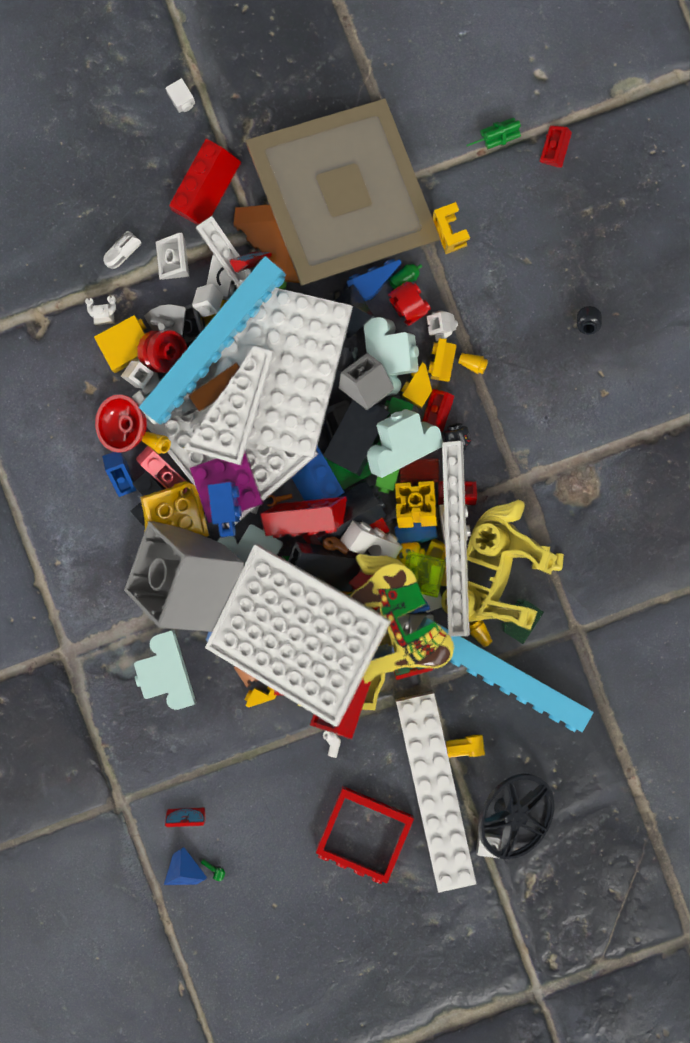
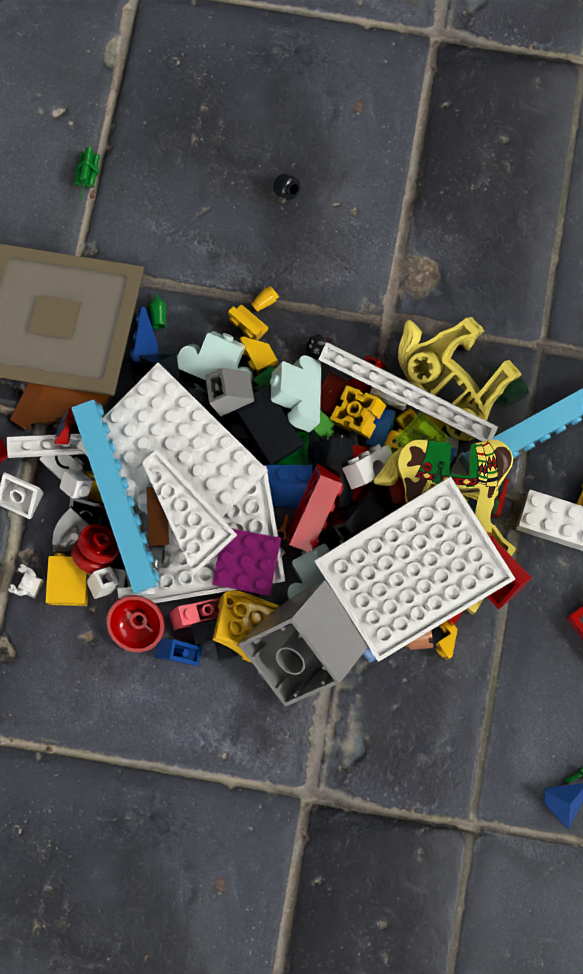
camera: 65 degrees left, 10 degrees down
(157, 442) = (172, 600): yellow cone -> none
(165, 672) = (379, 714): light aqua brick -> none
(185, 817) = (518, 772): slope -> none
(225, 506) = (265, 569): blue brick -> none
(334, 543) = (352, 496): reddish brown arm -> none
(334, 742) = (523, 602): white arm -> none
(408, 302) = (182, 320): red brick -> none
(438, 408) = (285, 349): red slope -> none
(441, 324) = (217, 305): white piece -> none
(449, 241) = (149, 259): yellow panel -> none
(480, 632) = (502, 422): yellow cone -> none
(556, 146) = (125, 133): red slope -> none

